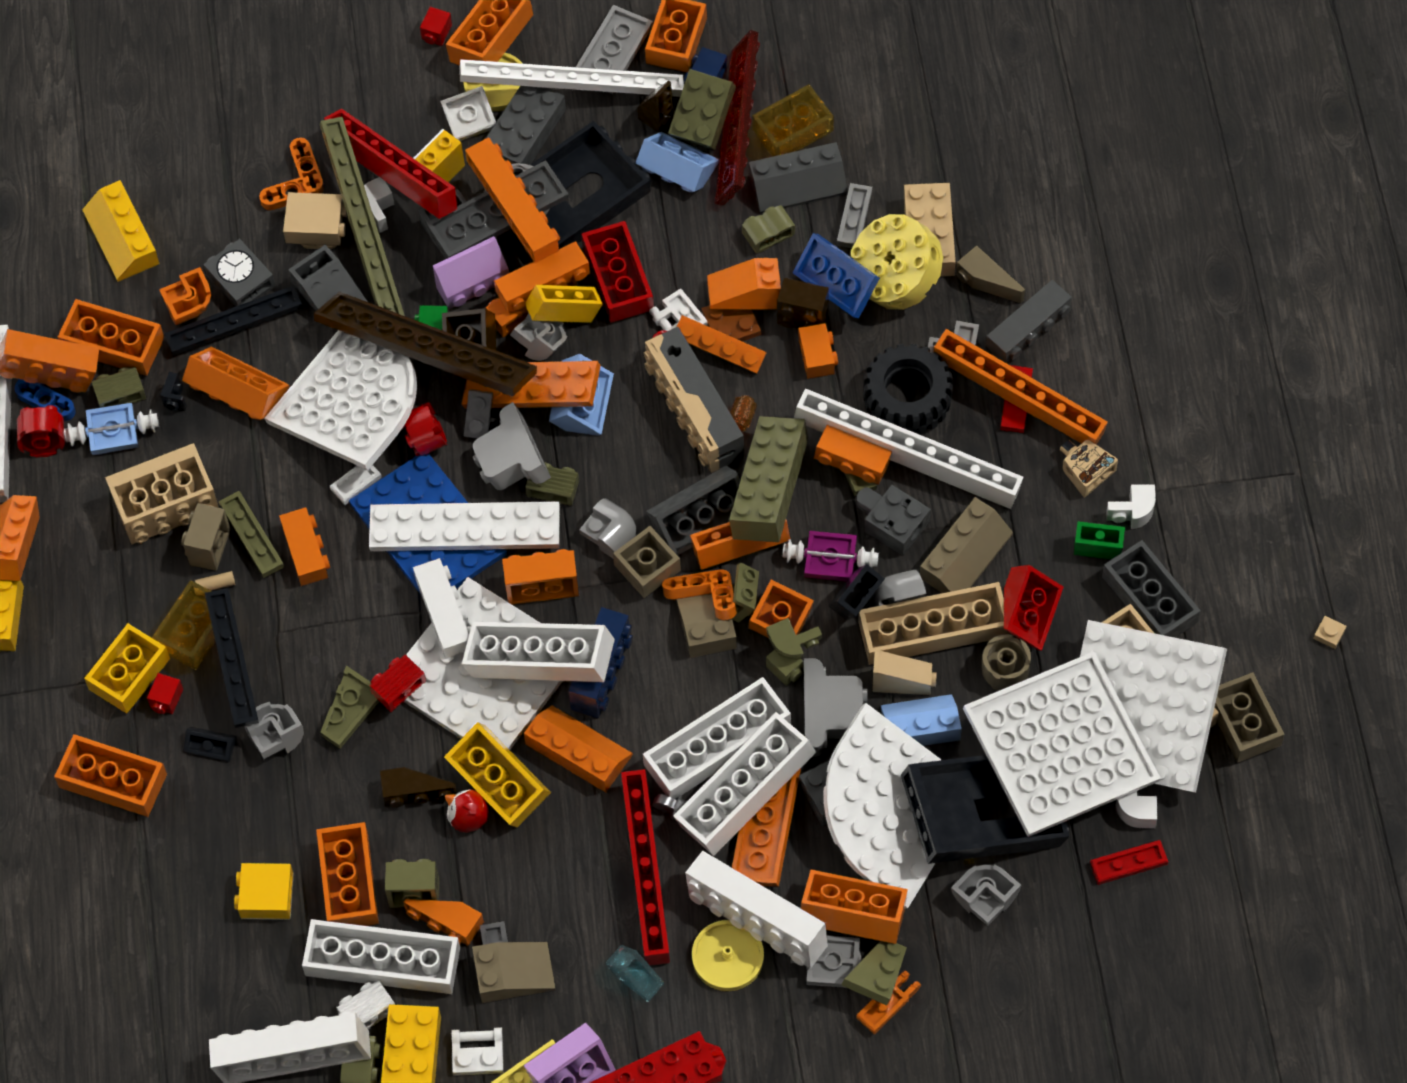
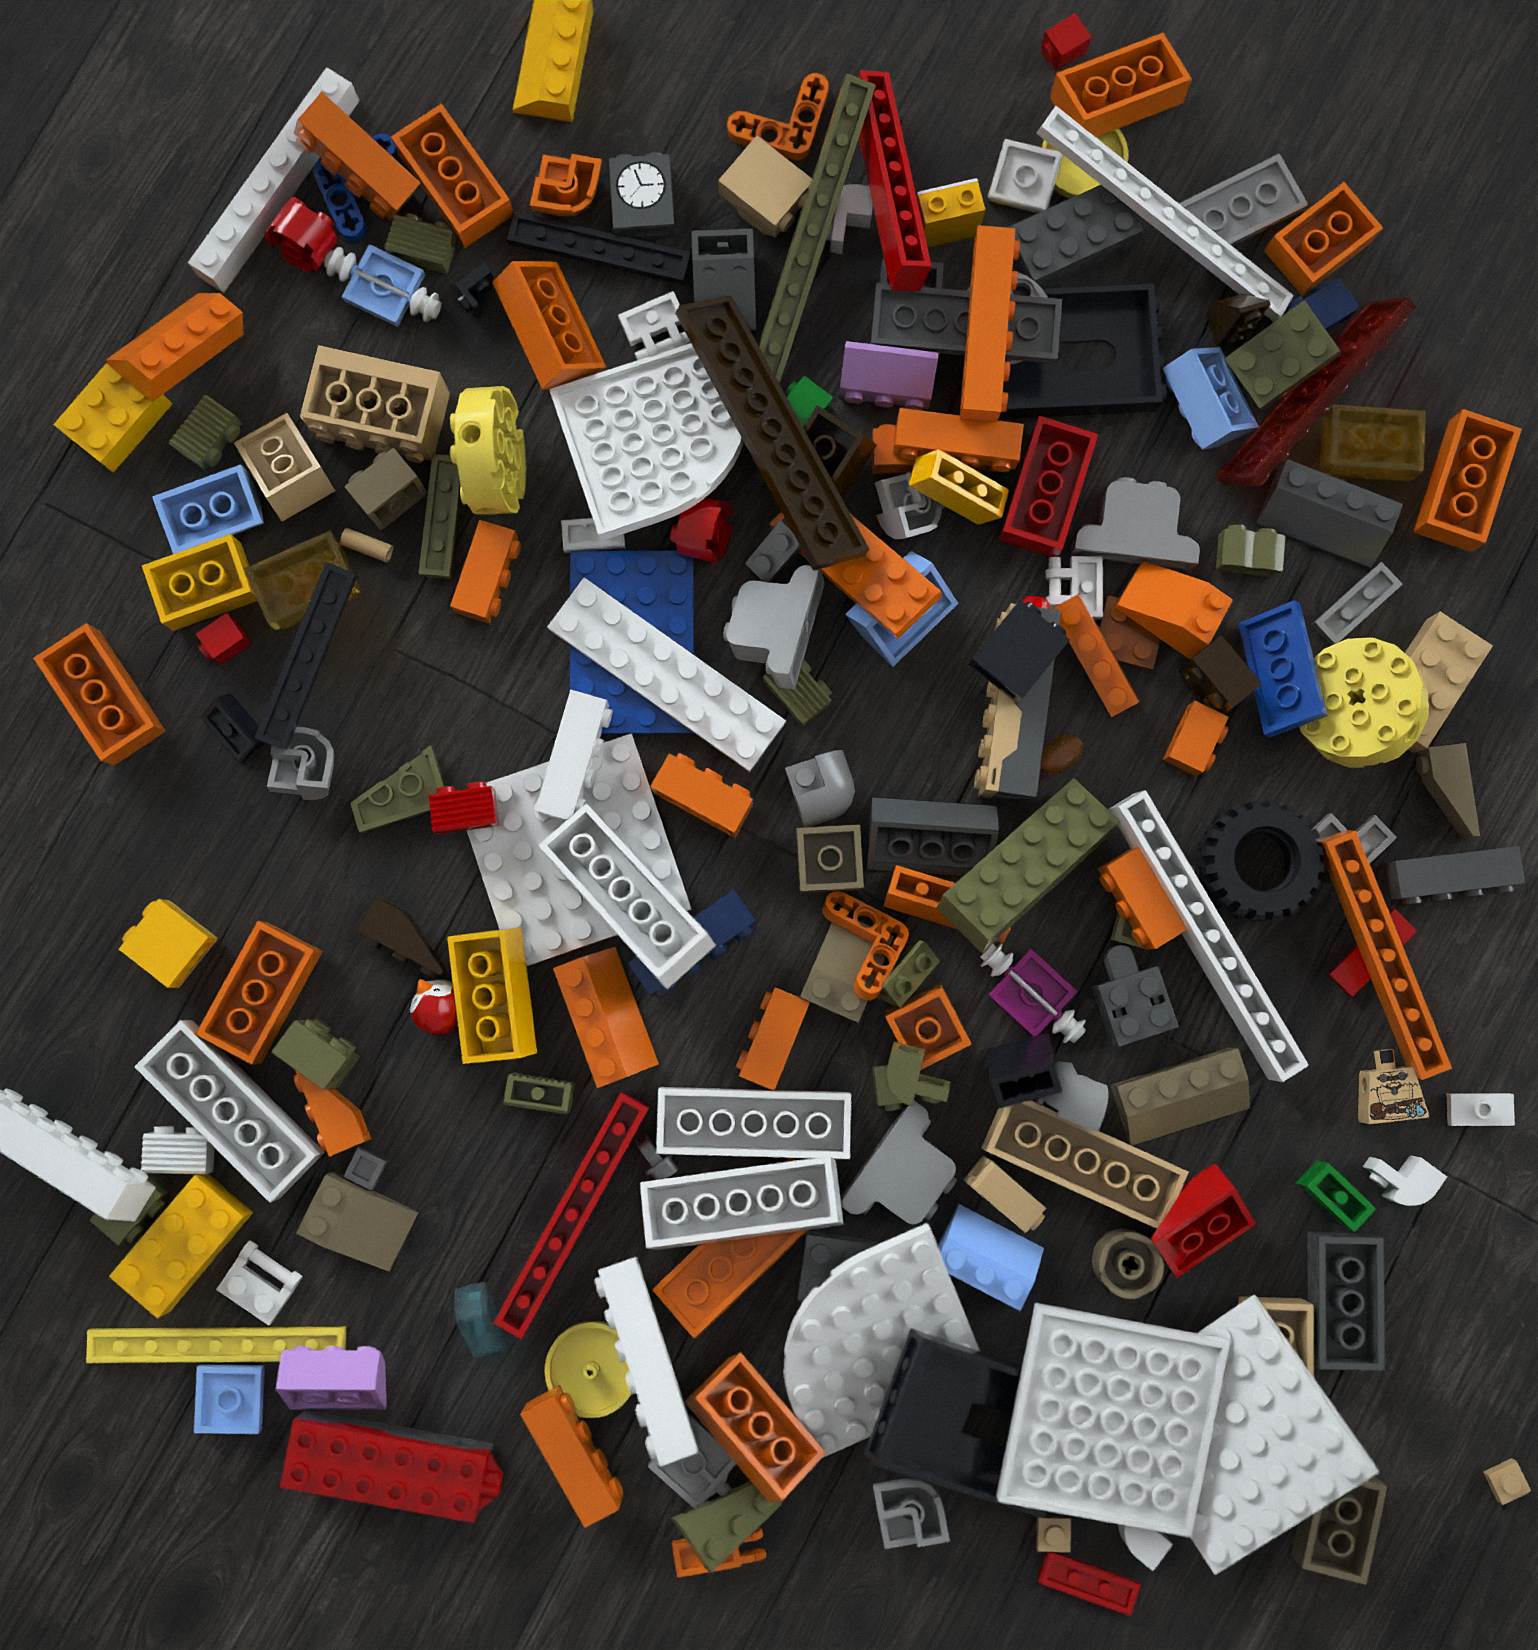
camera: 30 degrees right, 20 degrees up
(62, 585) = (206, 433): none -> olive brick
(100, 621) = (209, 508): none -> light blue slope
(128, 570) = (284, 467): none -> tan slope
(258, 467) = (489, 450): none -> light yellow brick
(299, 337) = (653, 319): none -> white plate
(570, 813) = (539, 1093): none -> olive brick
(670, 361) = (1019, 650): none -> black brick
(689, 257) = (1137, 526): none -> light grey brick
(690, 684) = (772, 1038): none -> orange brick
(754, 1005) = (573, 1456): none -> orange brick
(865, 107) = (1467, 480): none -> orange brick
(1085, 849) = (1053, 1533): none -> tan plate
(1149, 440) = (1480, 1109): none -> white plate

